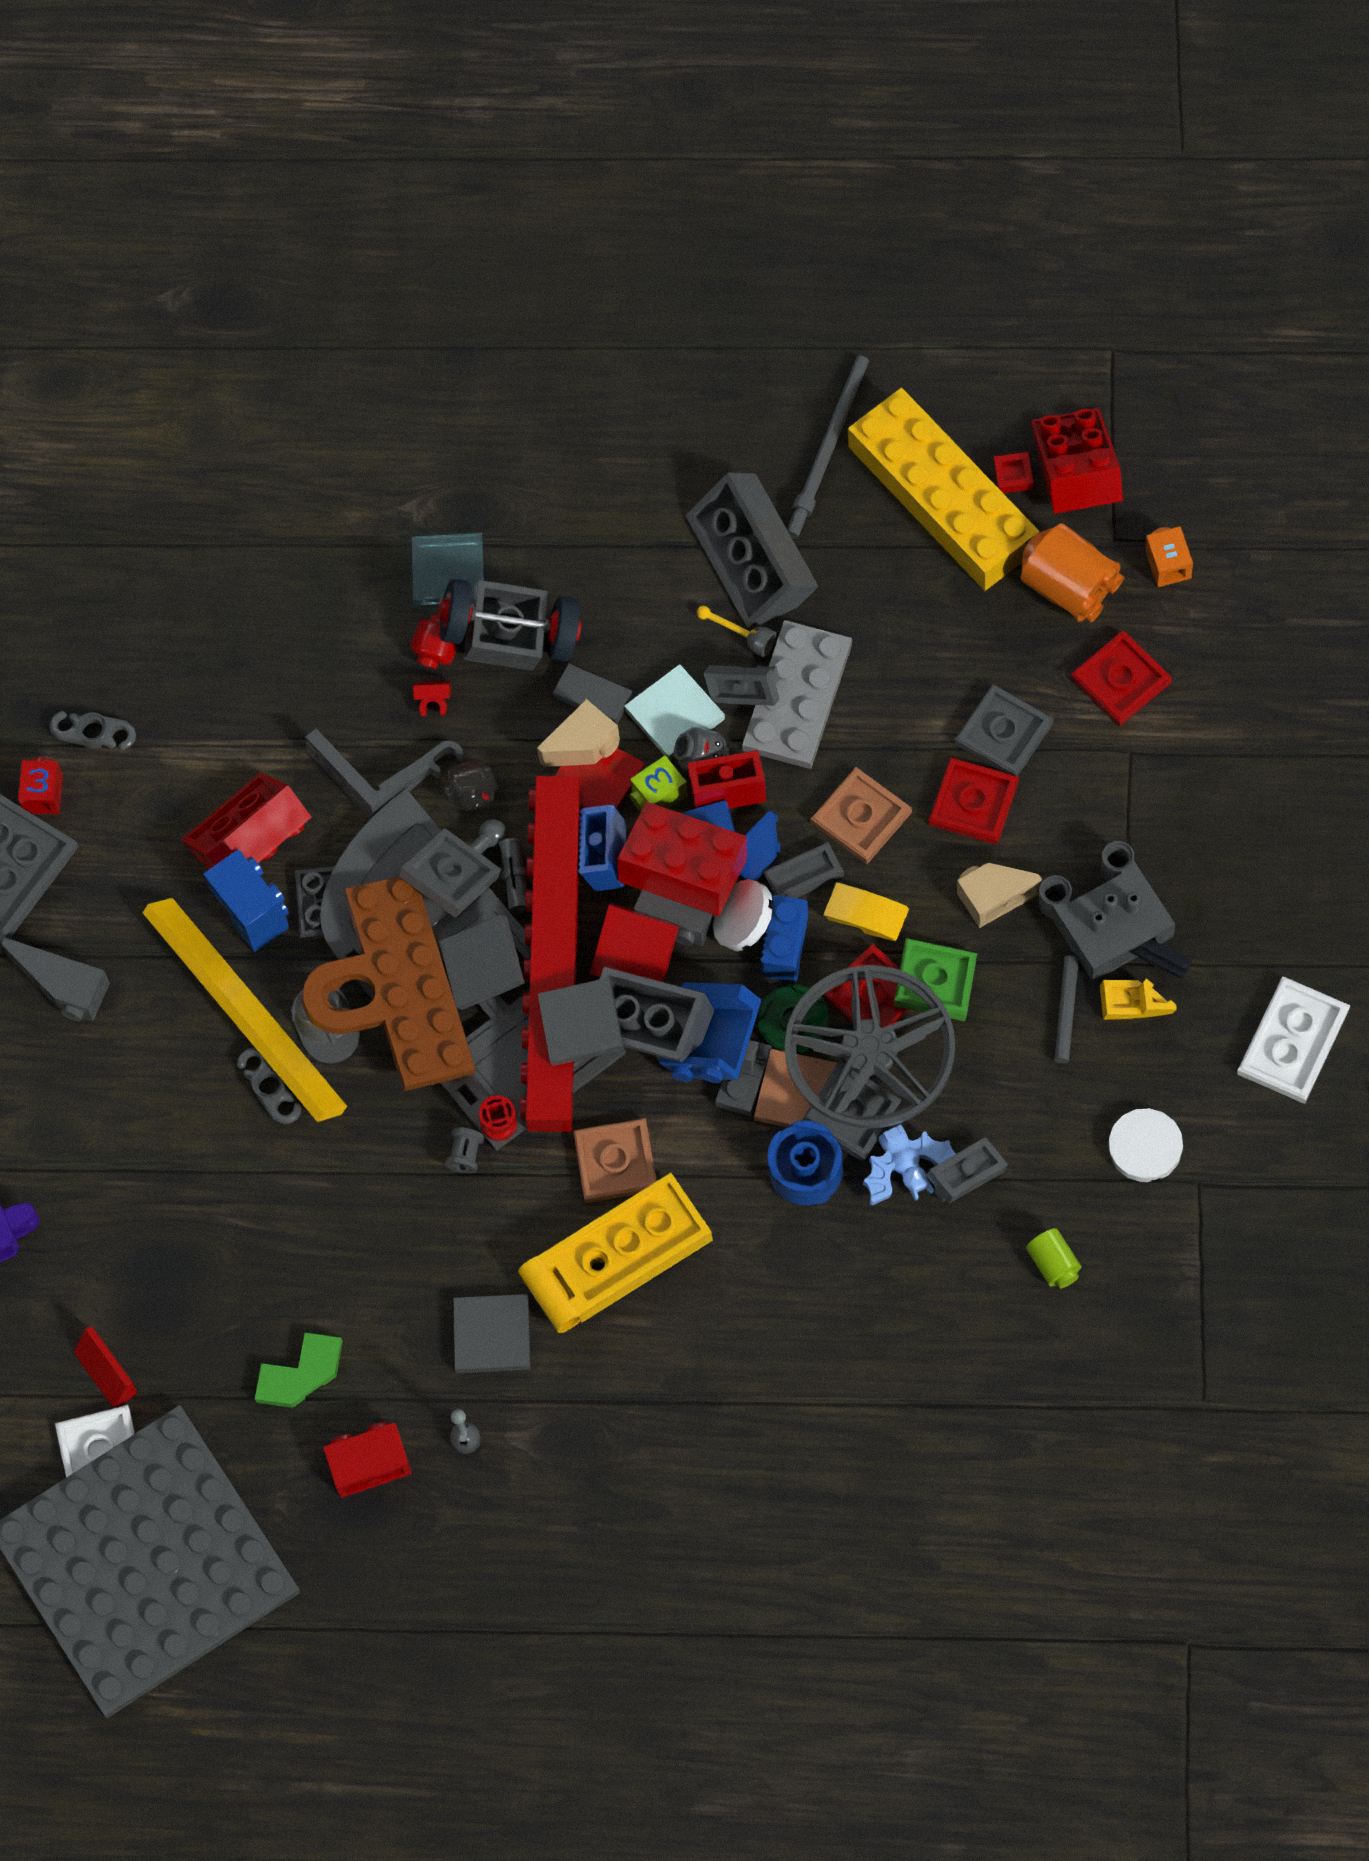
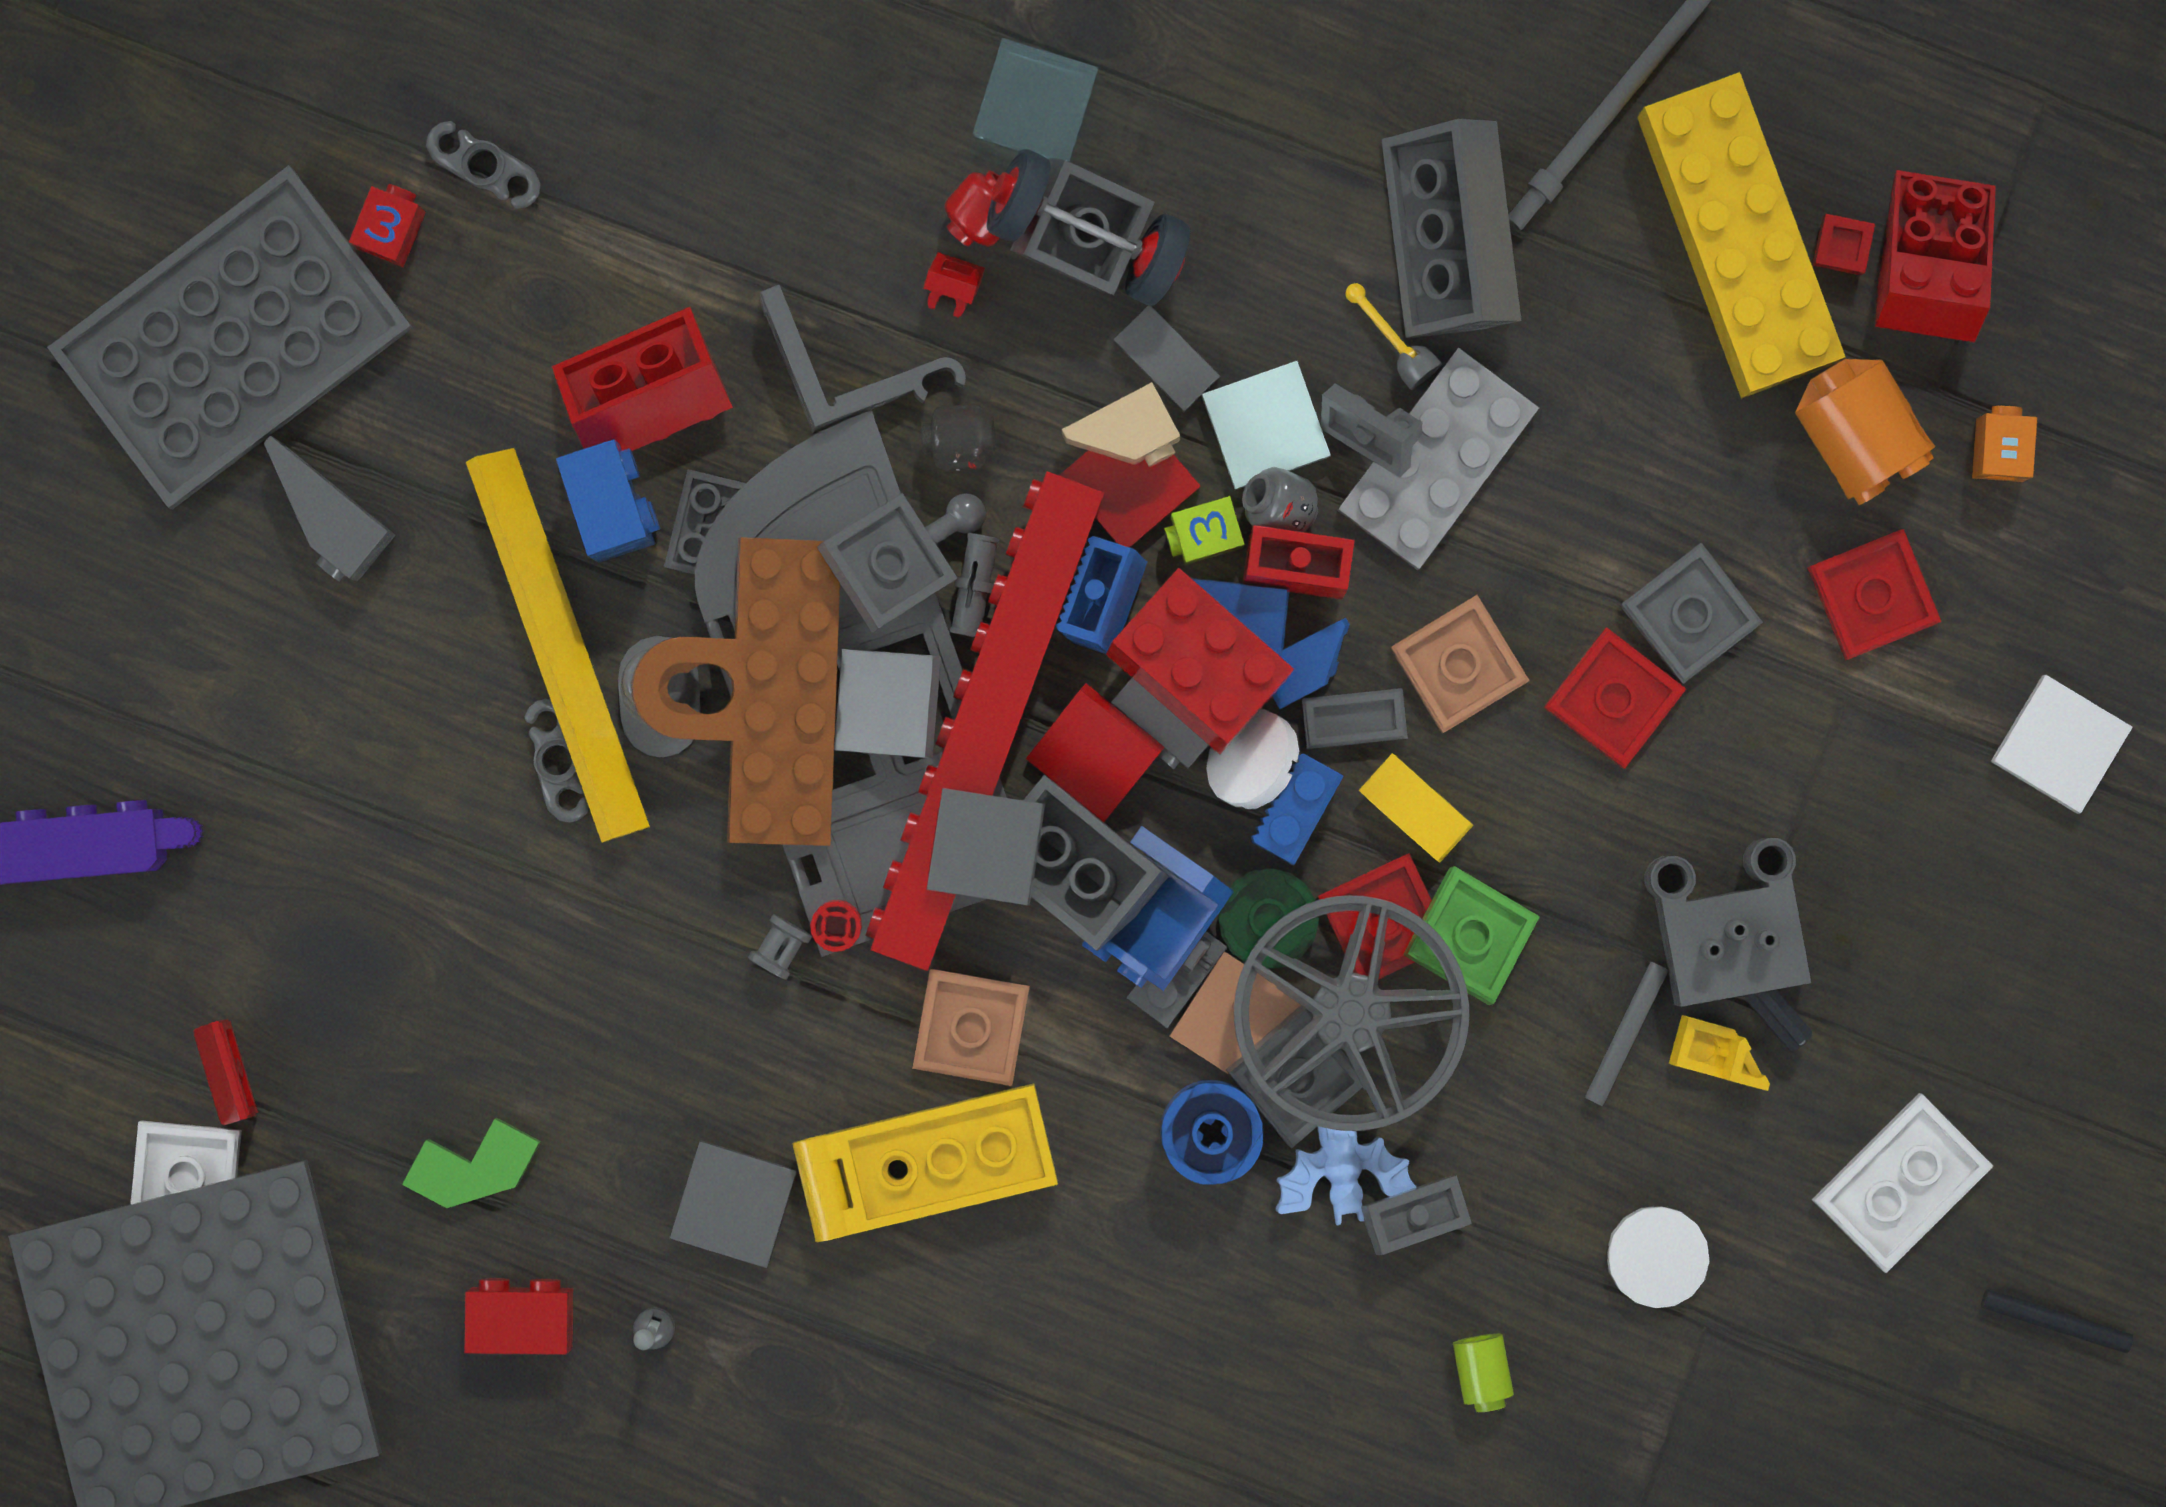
camera: 10 degrees right, 20 degrees up
(995, 890) = (1593, 840): tan slope -> none
(1284, 726) = (2061, 744): none -> white tile

